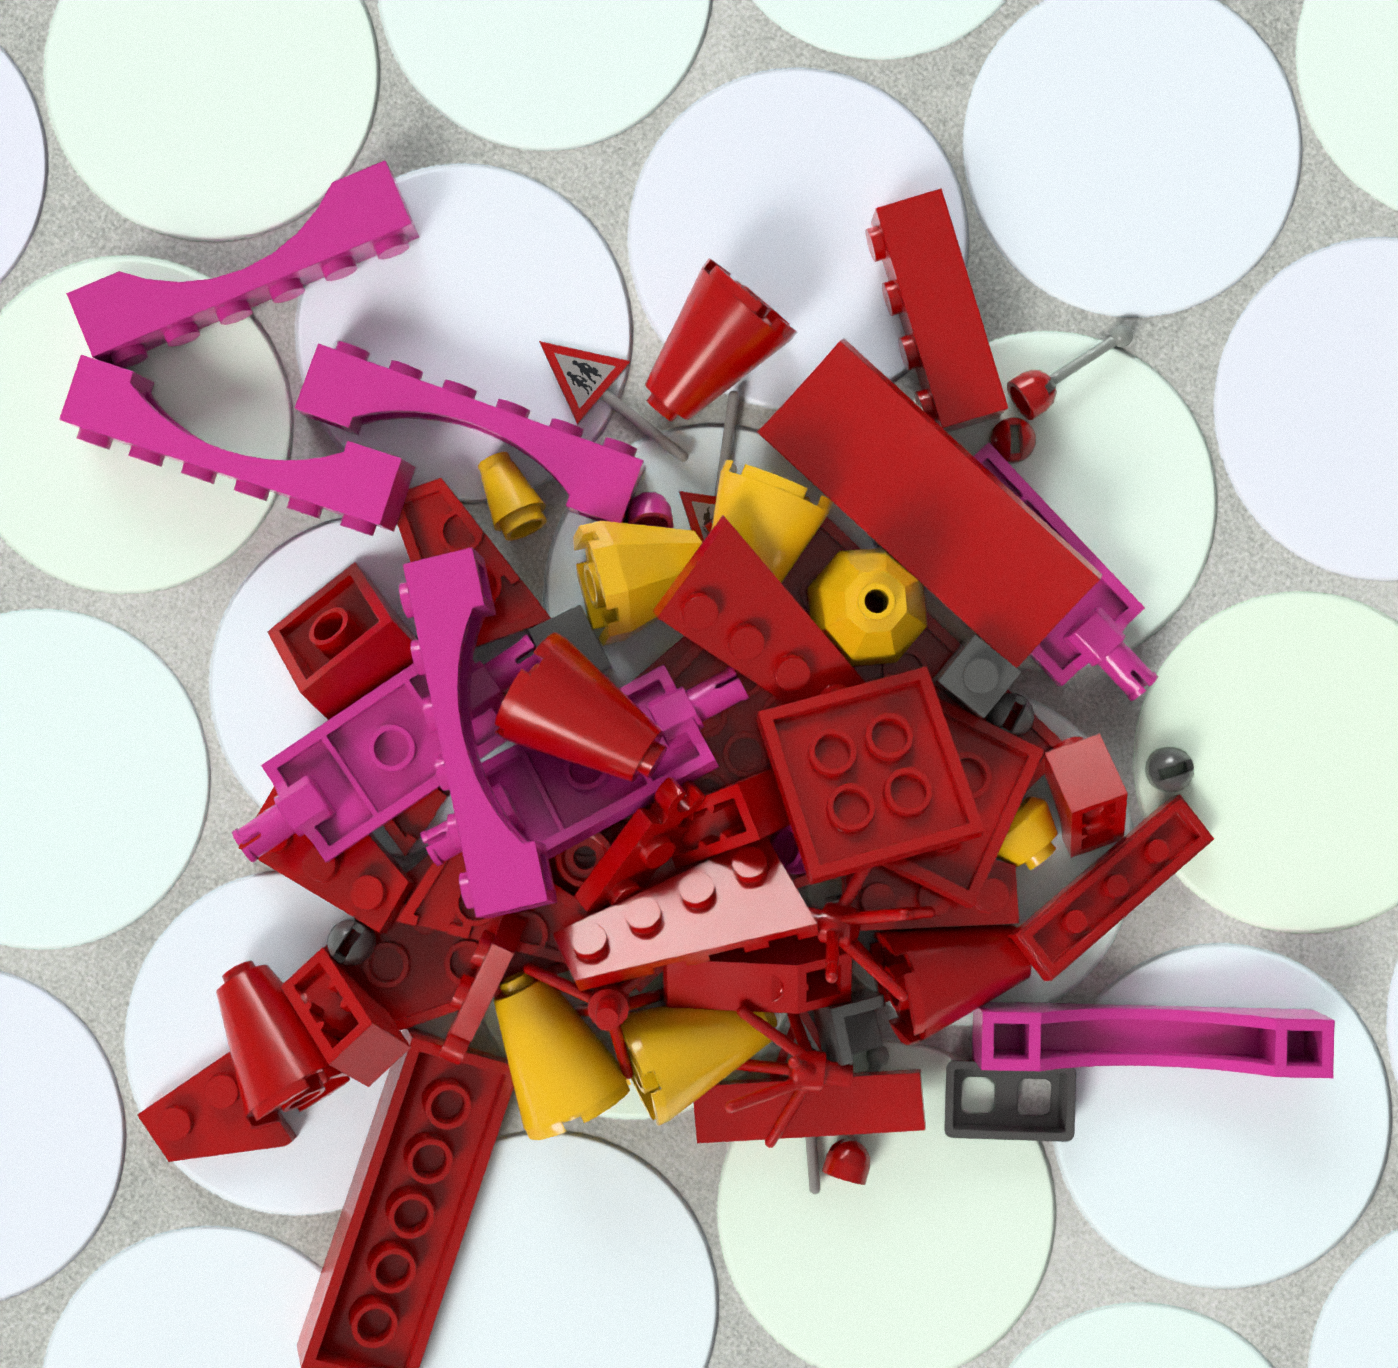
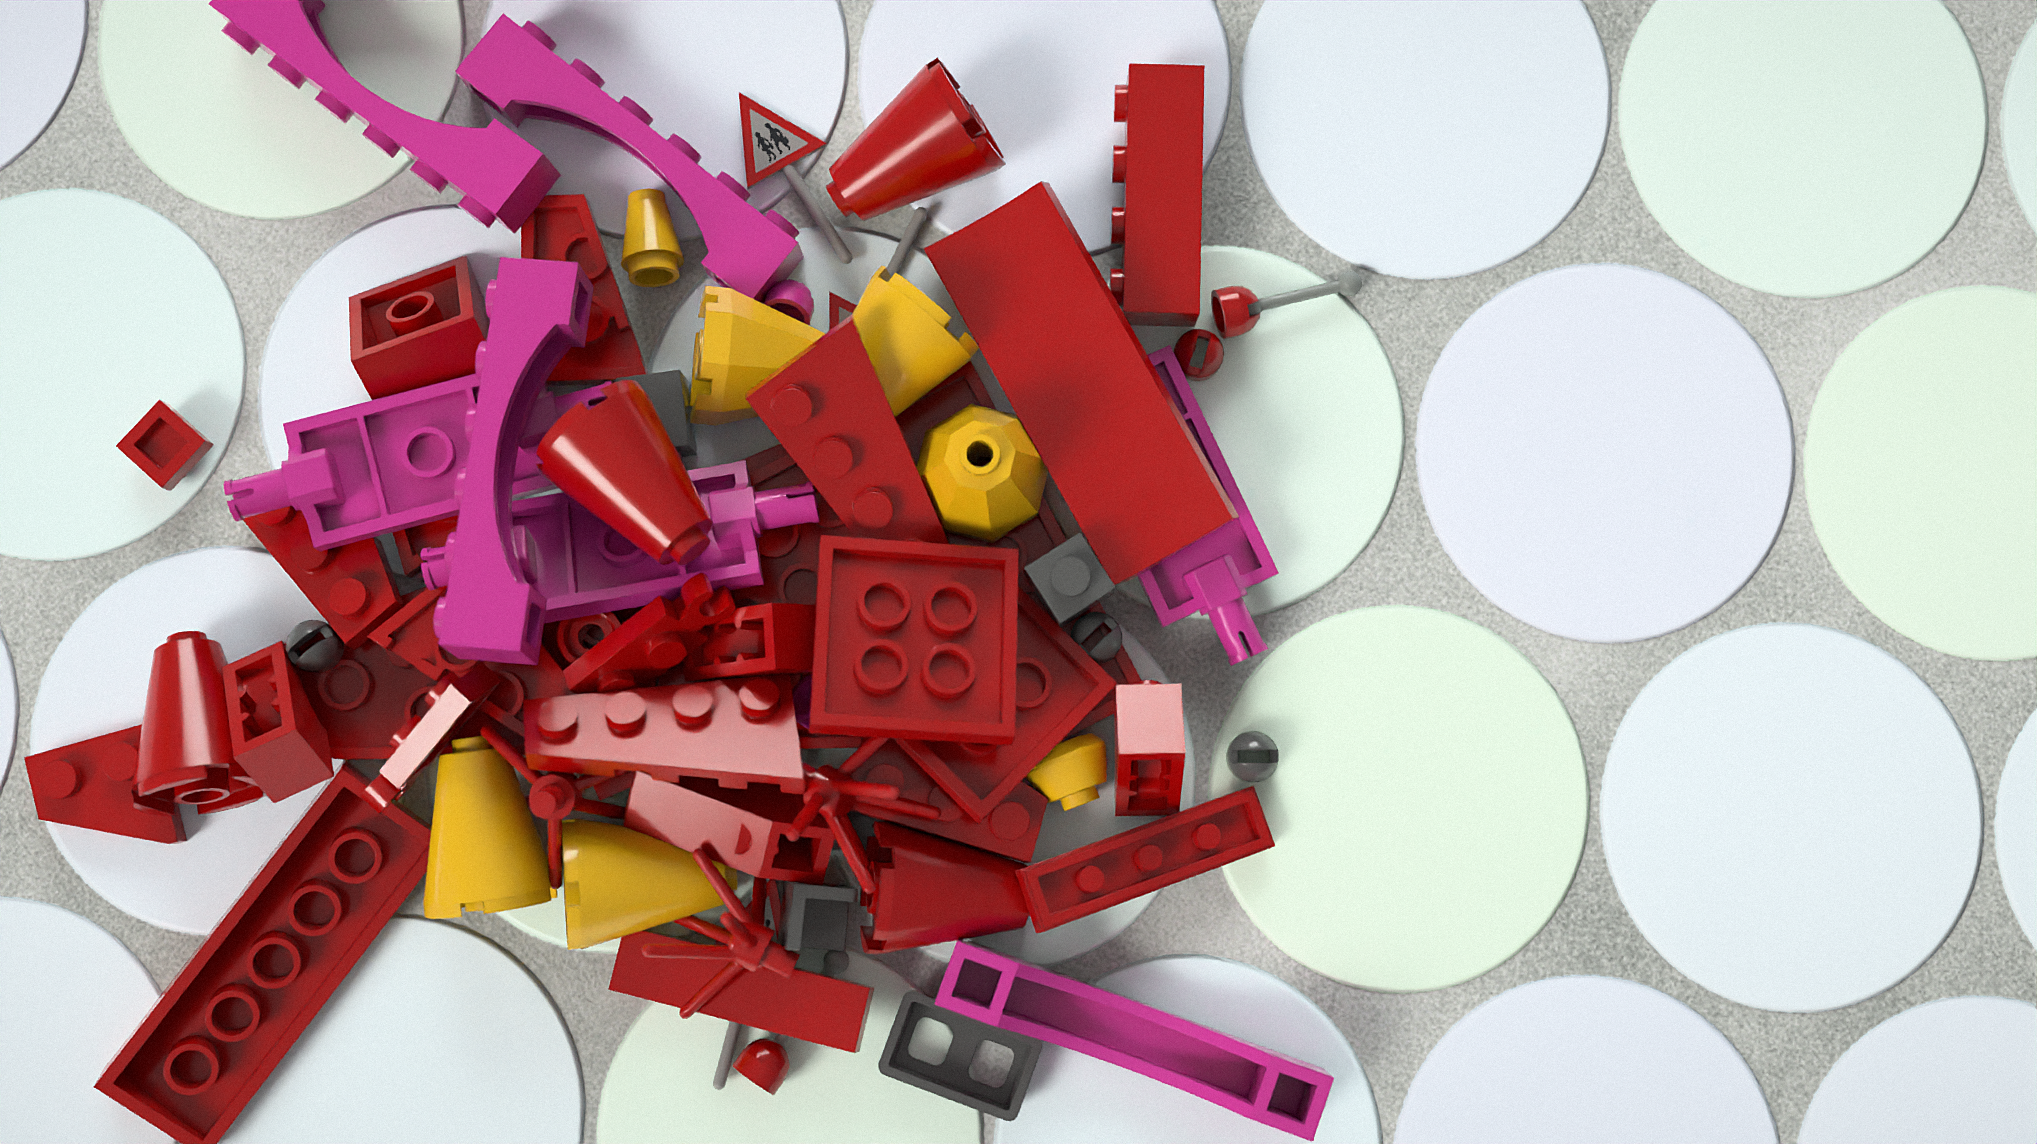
camera: 15 degrees right, 5 degrees down
(158, 812) = (164, 445): none -> red plate

